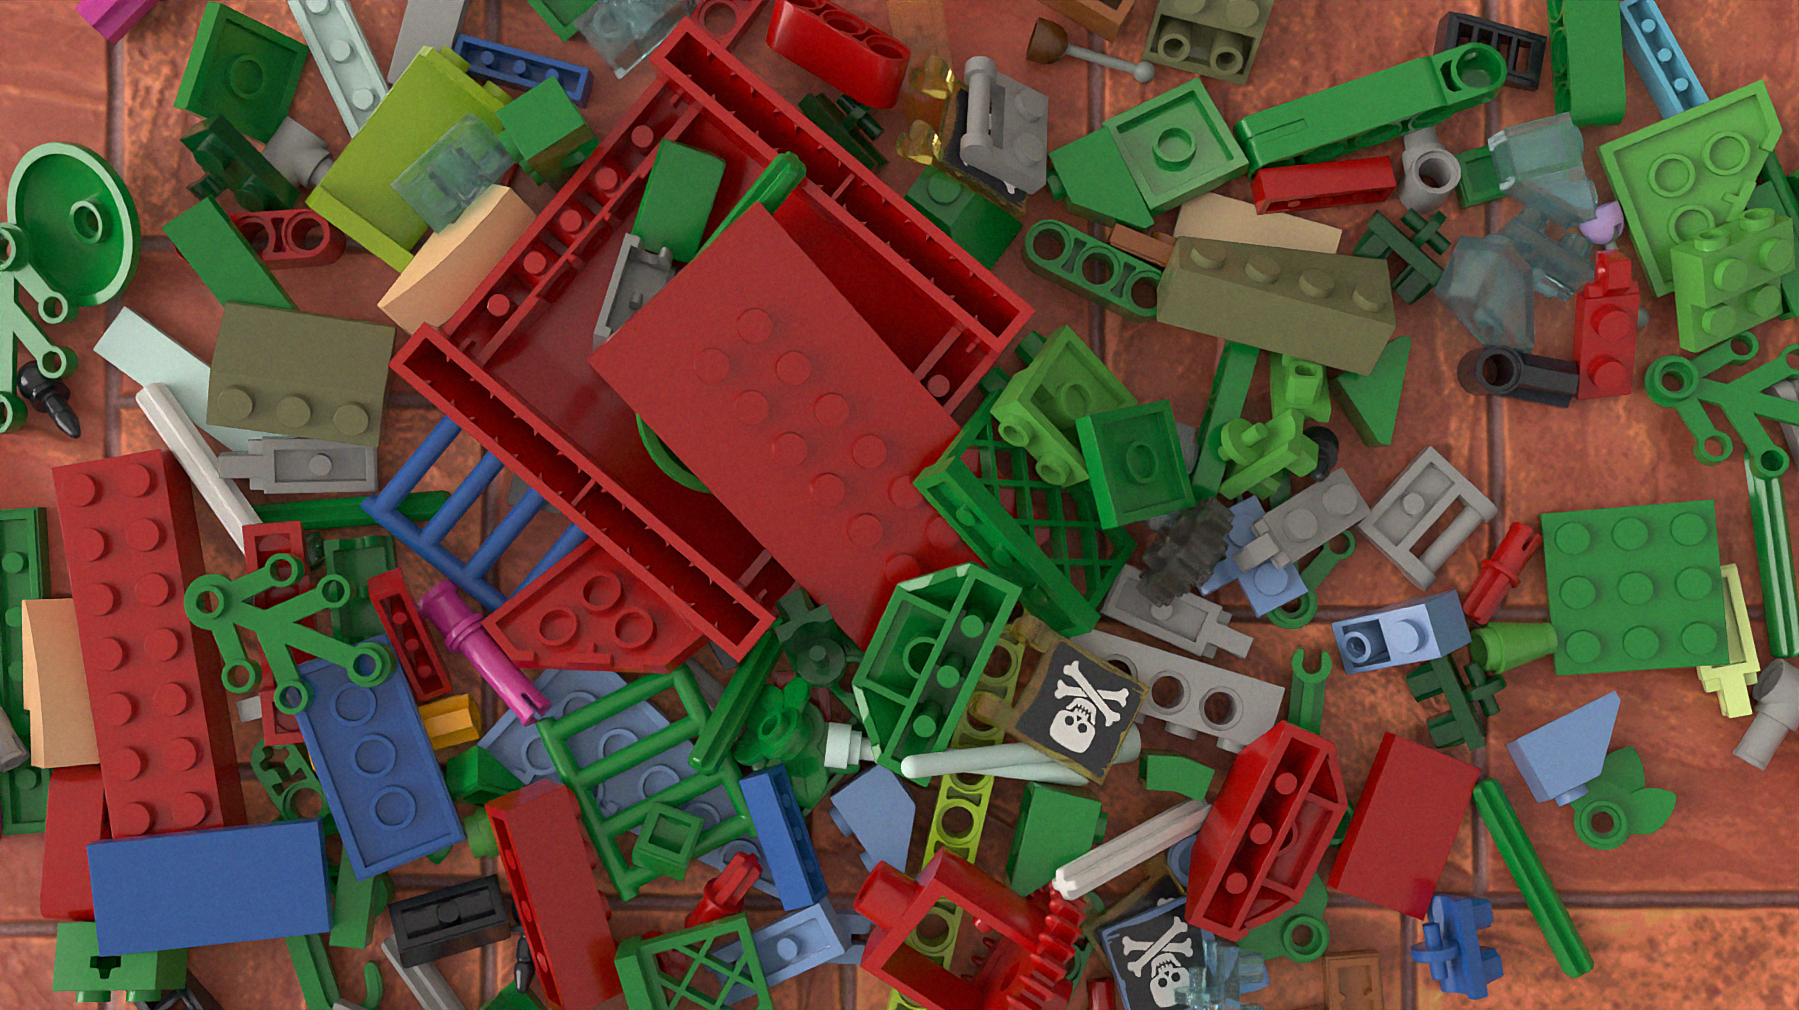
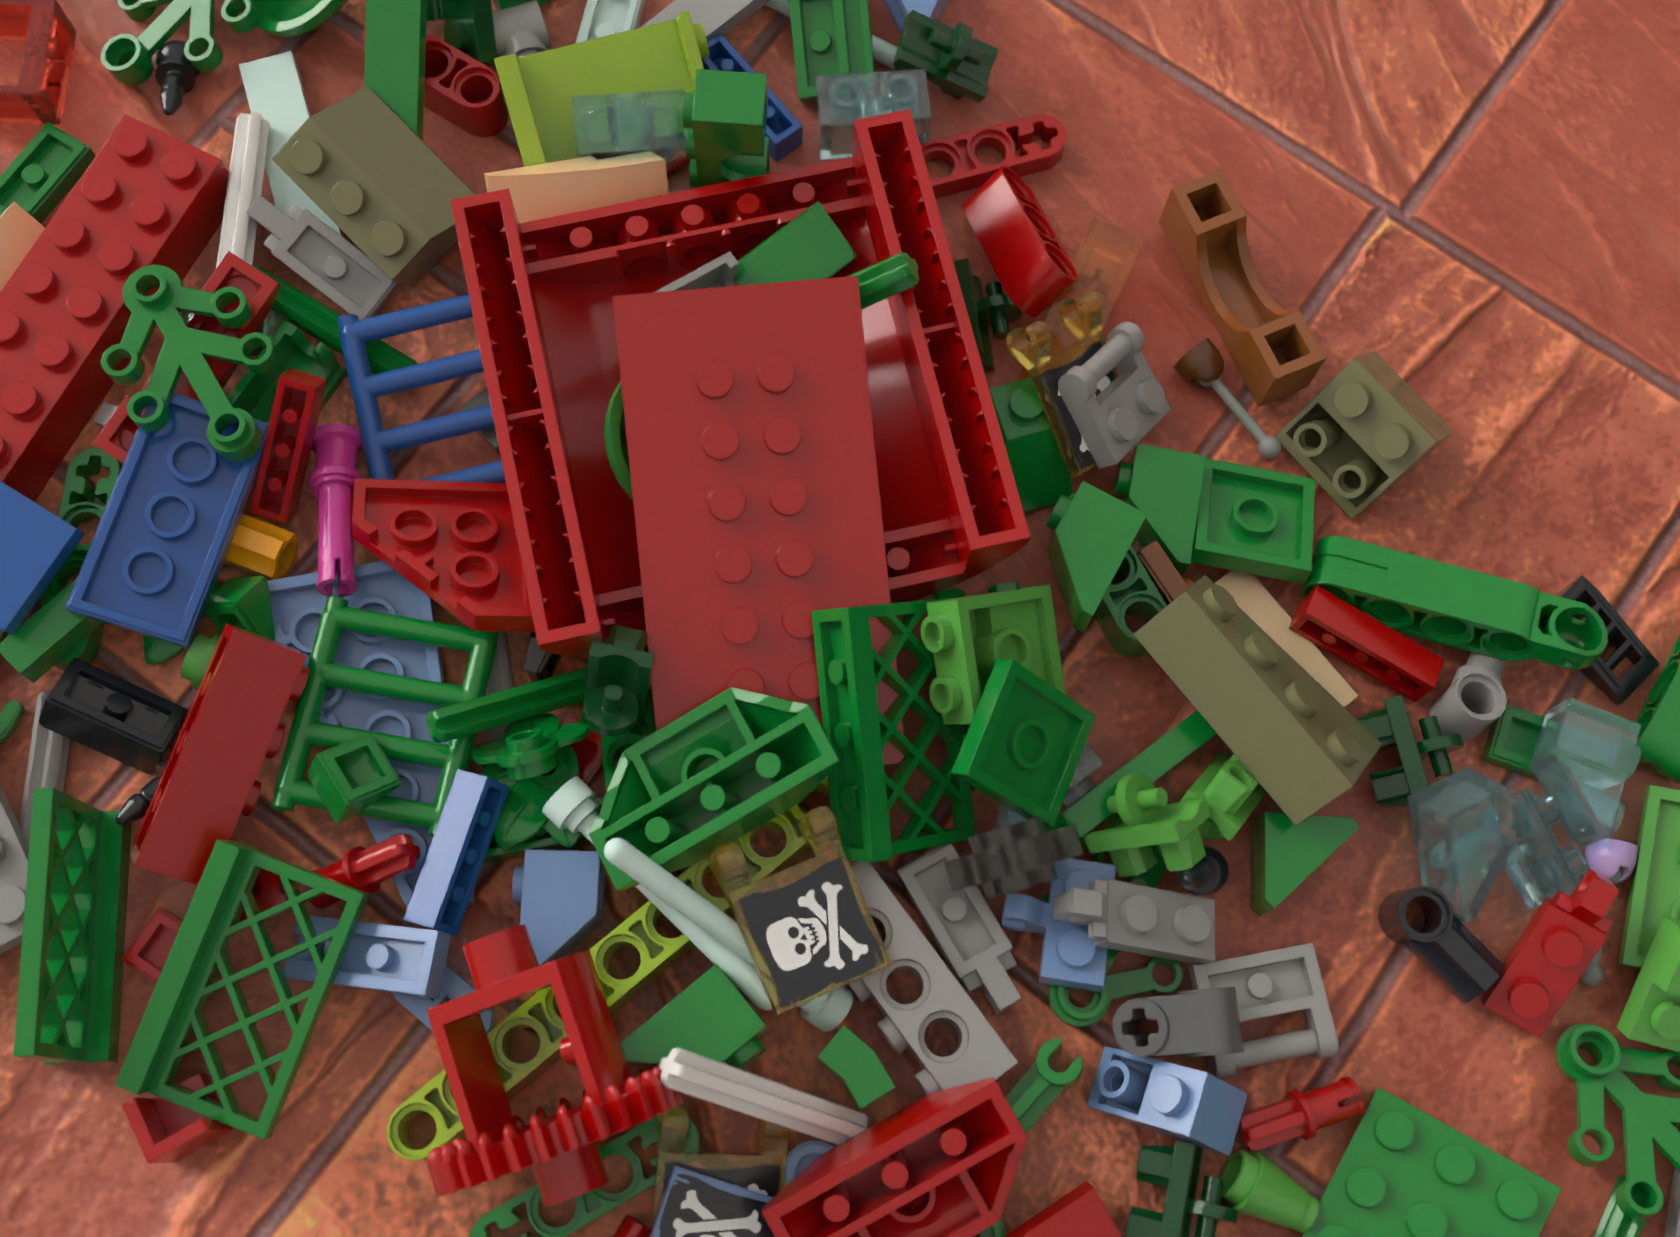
camera: 35 degrees right, 15 degrees down
(1076, 273) = (1089, 547): none -> green slope
(1385, 570) = (1189, 1024): none -> dark grey piece

